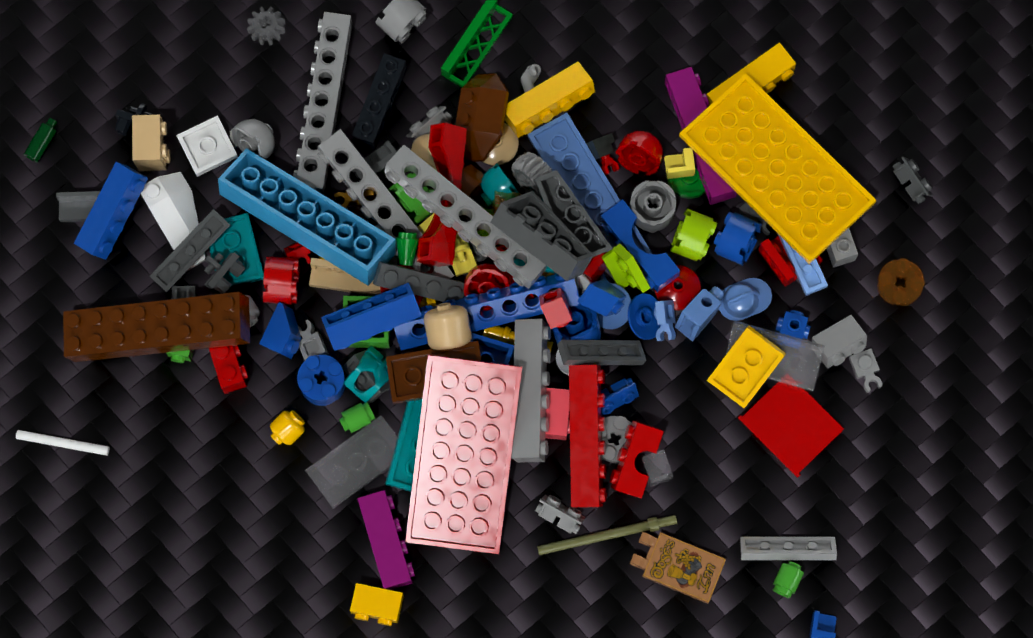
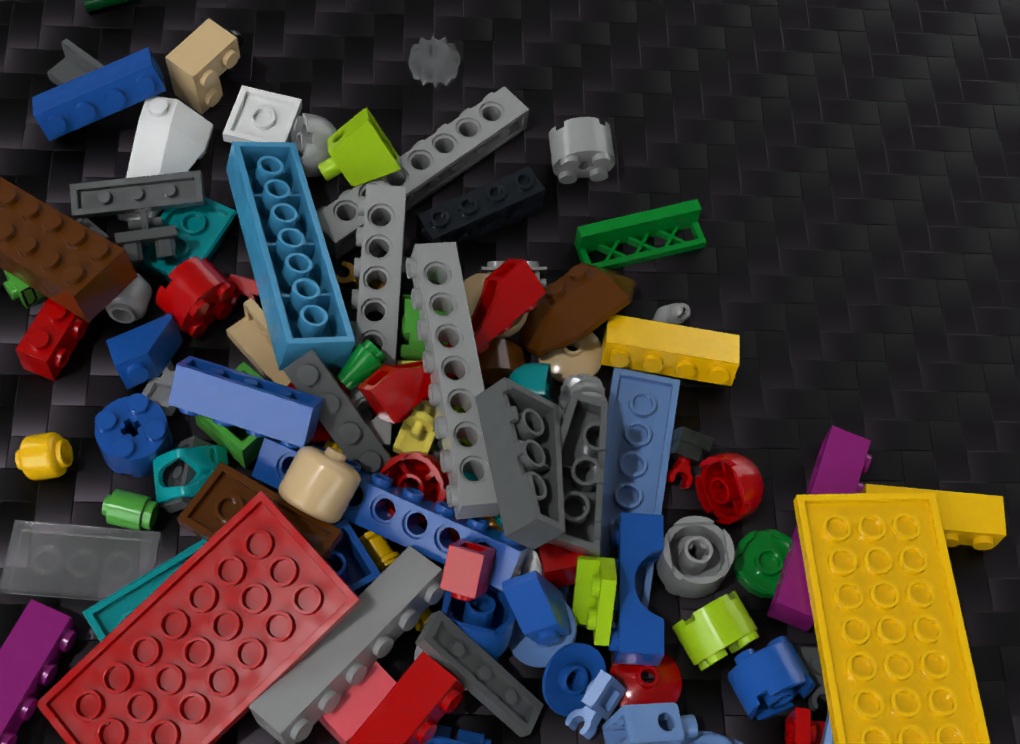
camera: 30 degrees right, 15 degrees down
(289, 125) = (360, 151): none -> lime torso
(680, 165) = (766, 539): light yellow panel -> none

